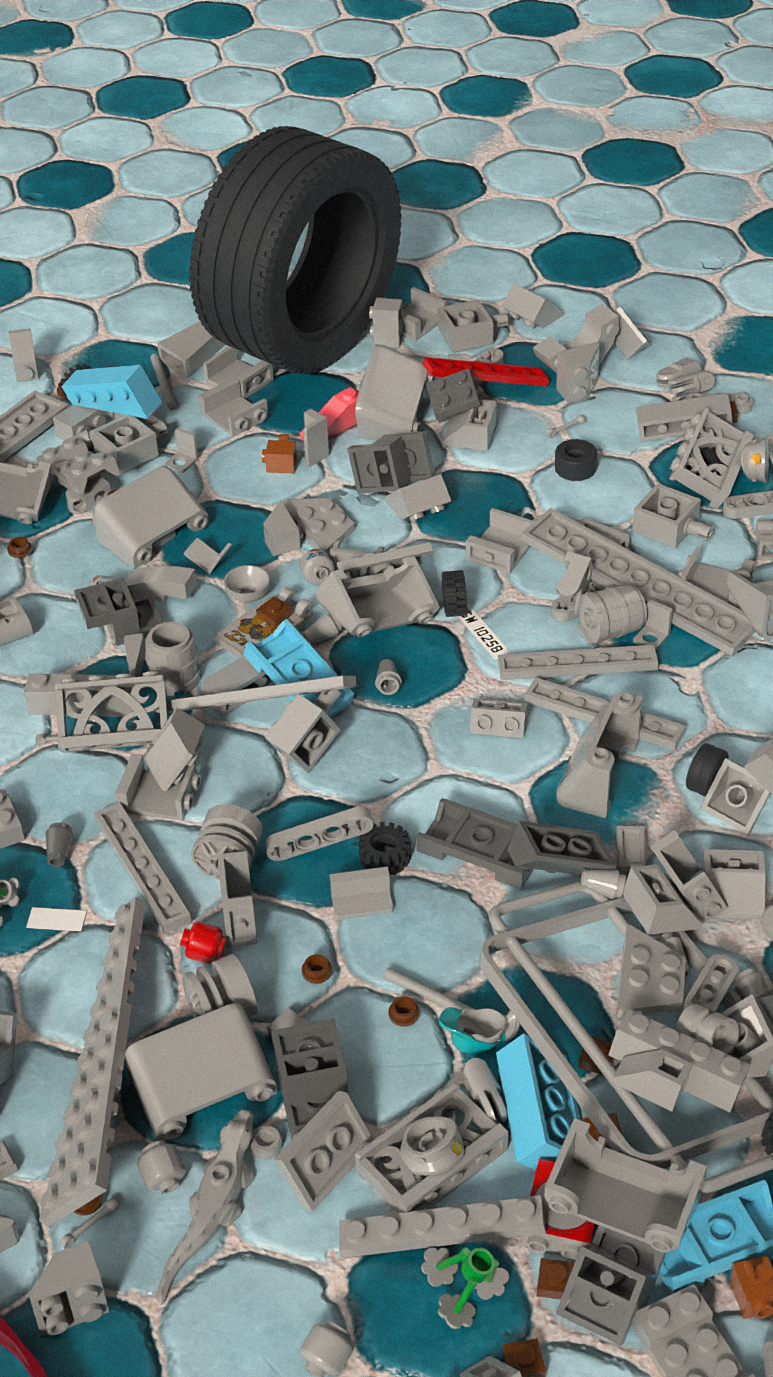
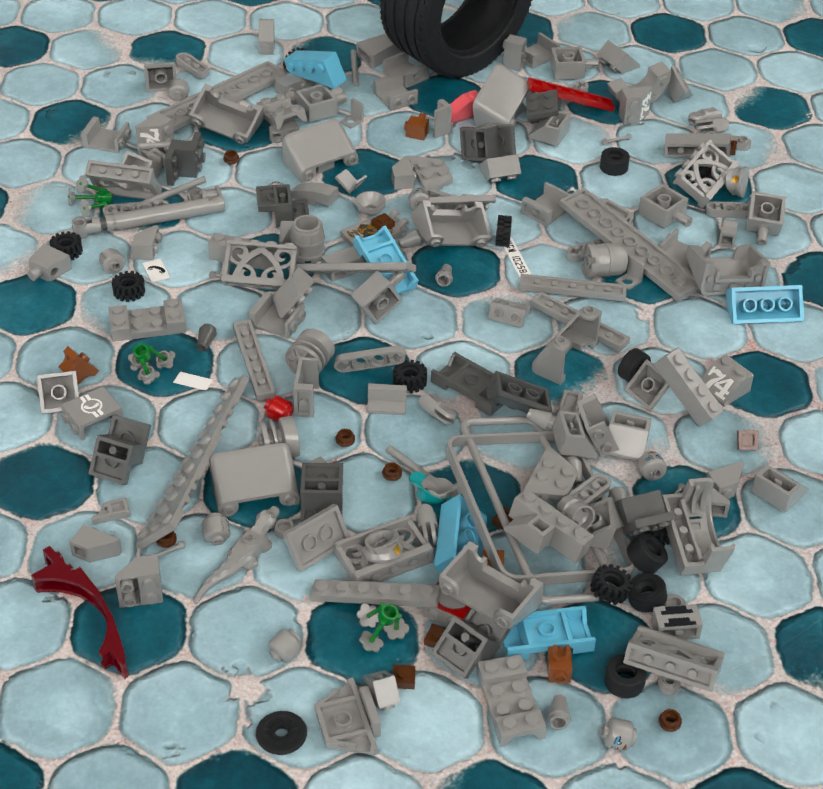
camera: 10 degrees right, 0 degrees up
(442, 894) = (437, 408): none -> light grey arm
(576, 577) = (586, 234): light grey leg -> none

